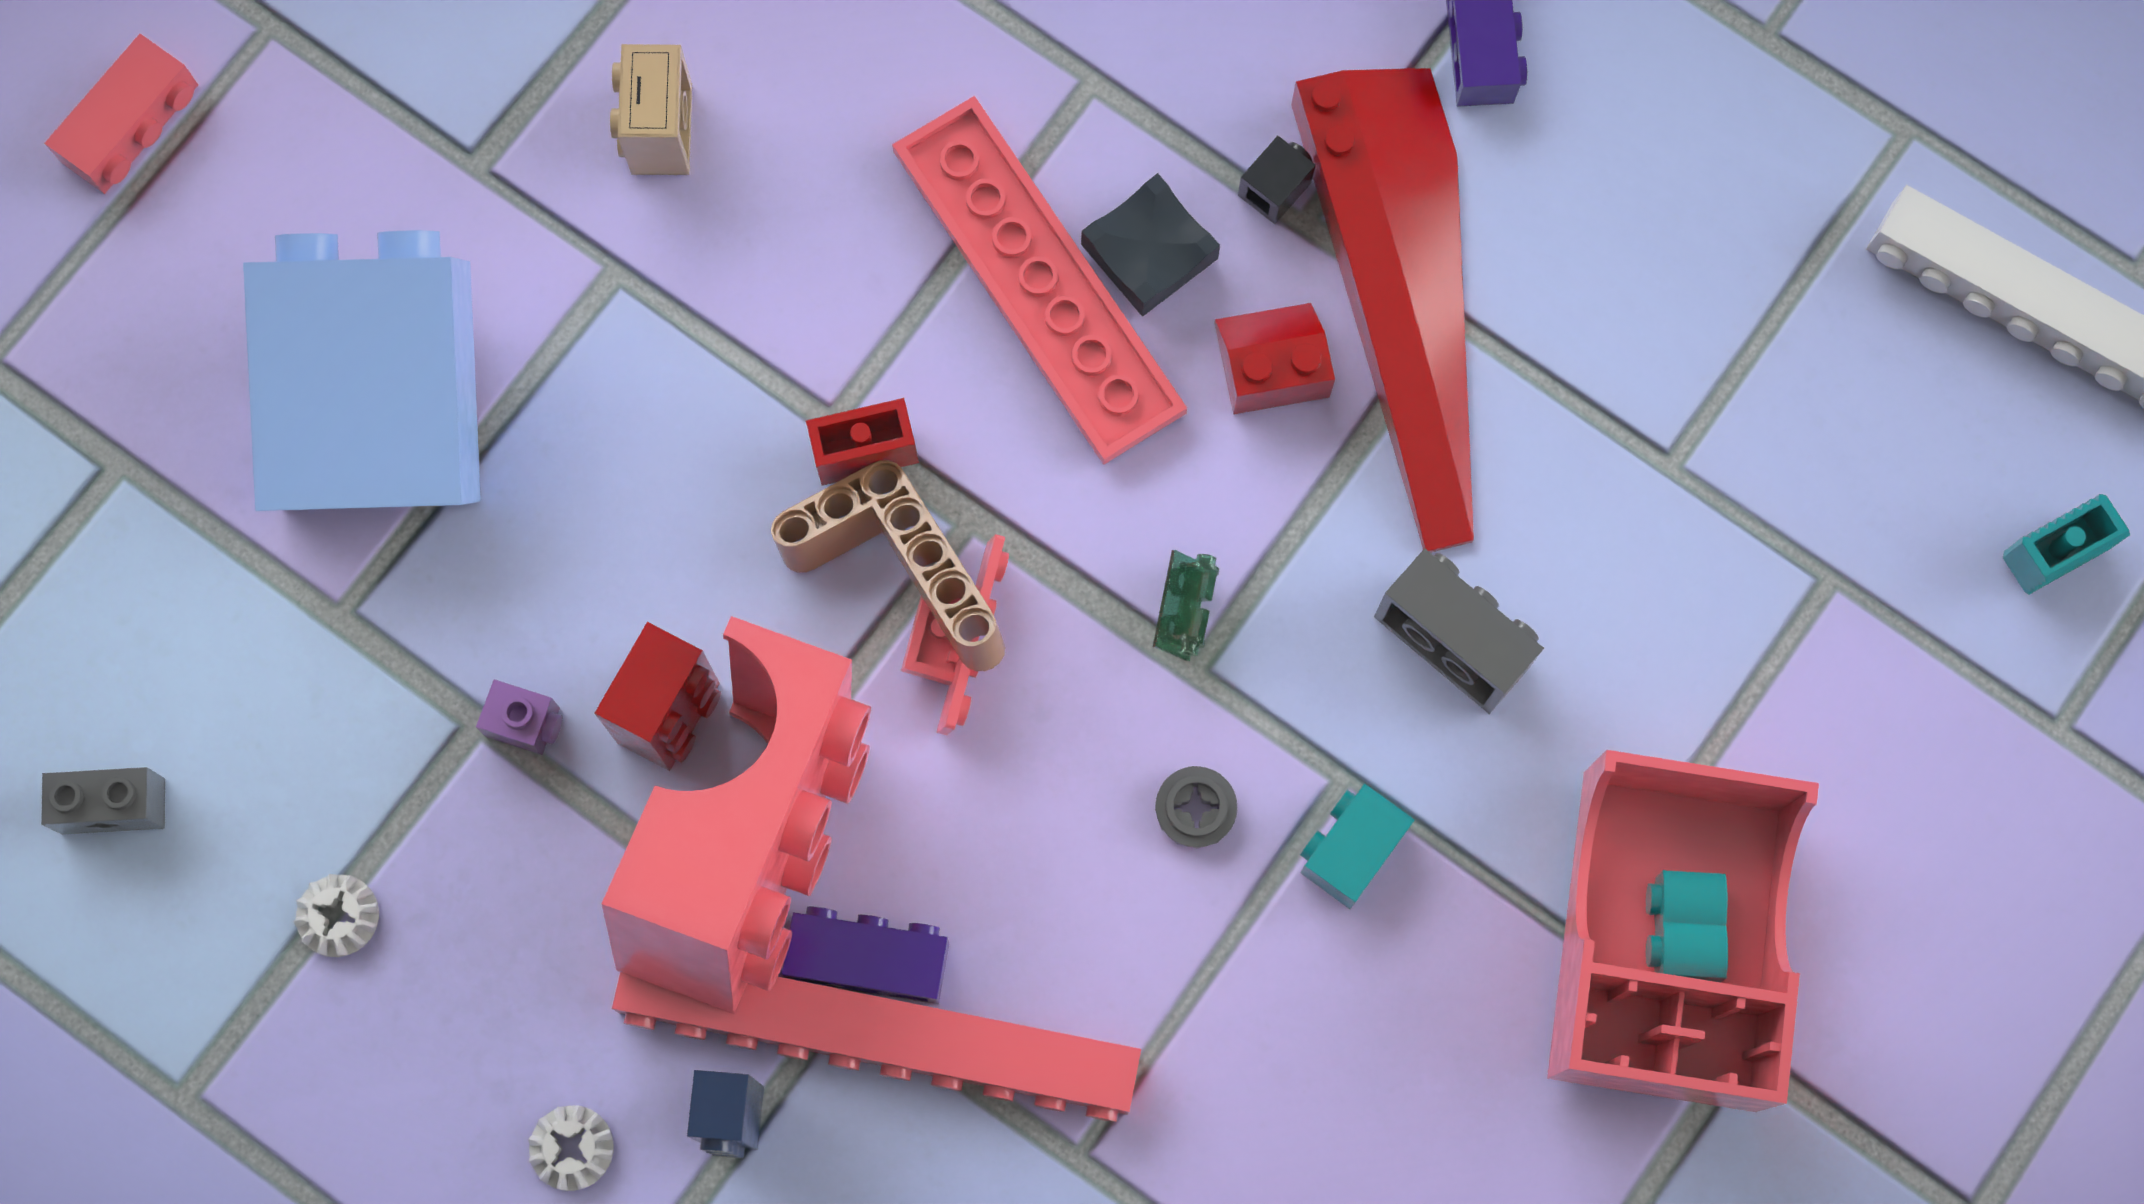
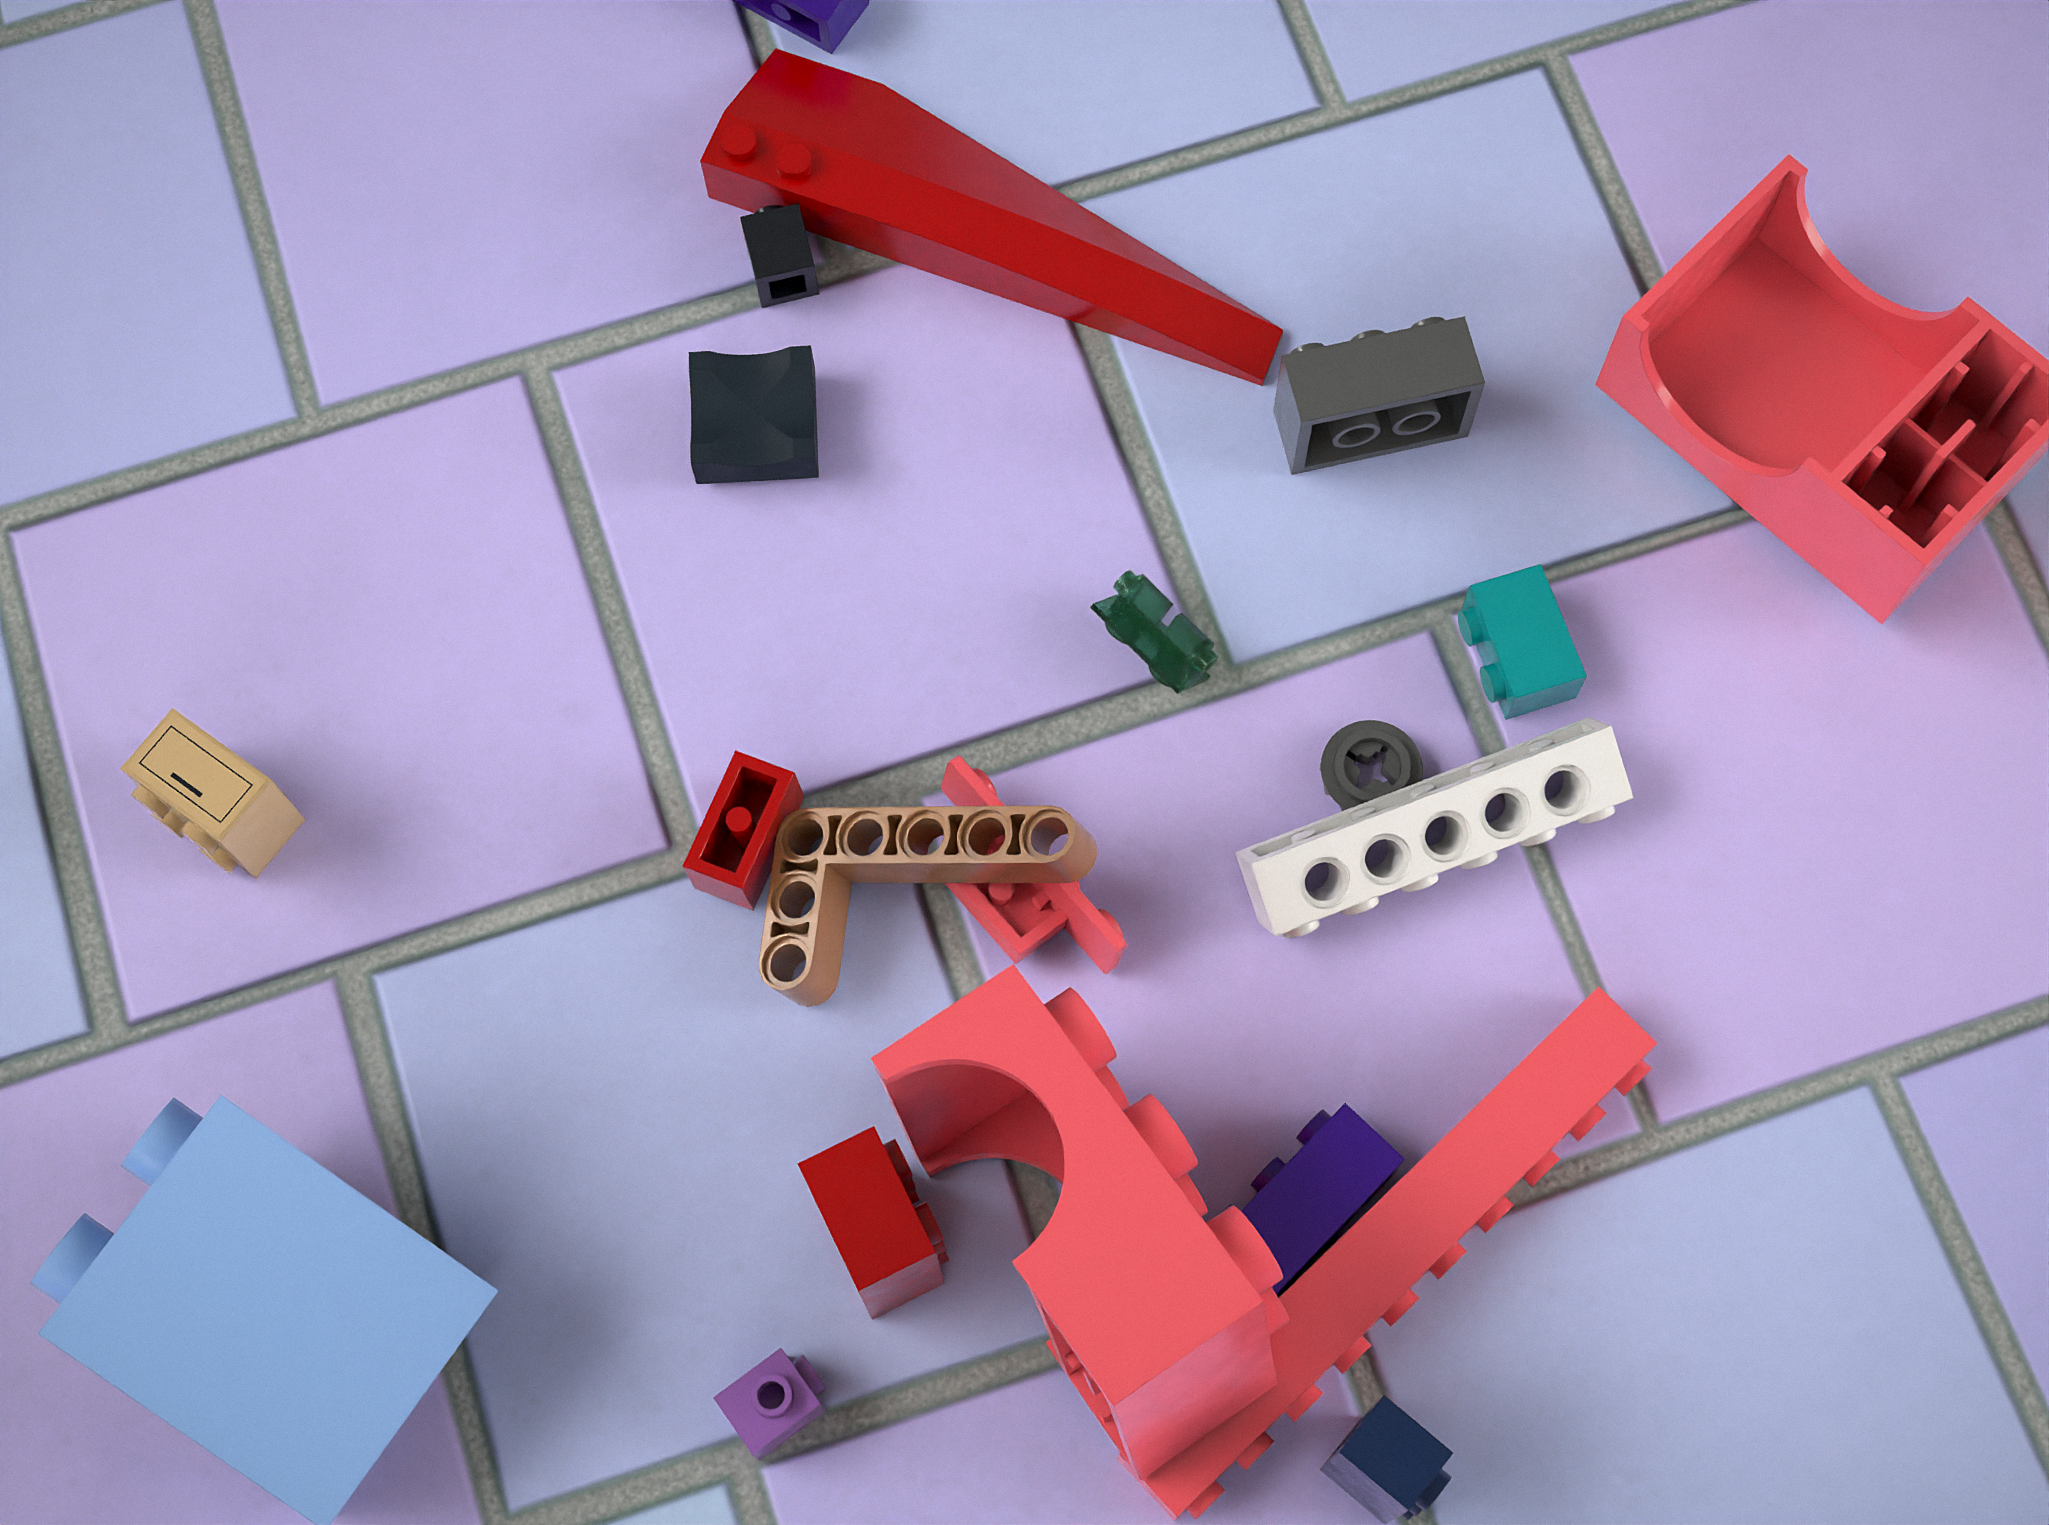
camera: 50 degrees left, 5 degrees down
(1039, 280) = (700, 546): coral plate -> none
(1208, 871) = (1591, 787): none -> white brick
(1275, 358) = (961, 380): red slope -> none
(1688, 925) = (1827, 384): teal brick -> none

